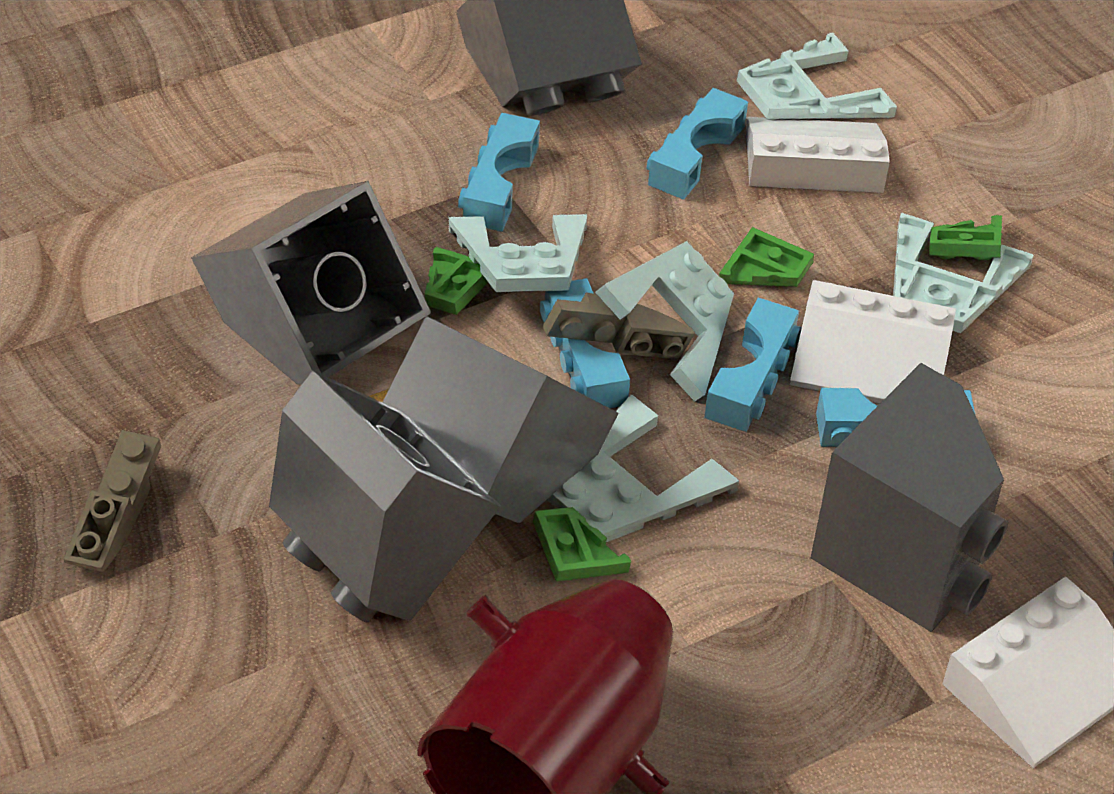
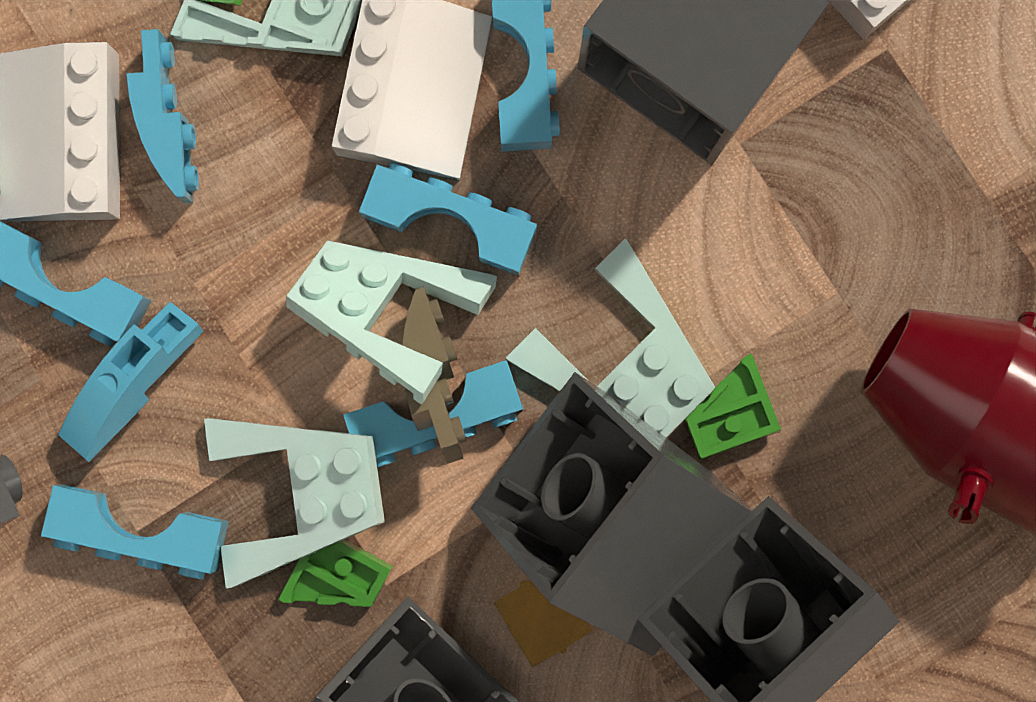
camera: 90 degrees left, 40 degrees up
(614, 161) = (119, 382): none -> medium azure slope
(766, 261) = (271, 200): bright green wing -> none
(839, 197) = (163, 133): none -> medium azure slope

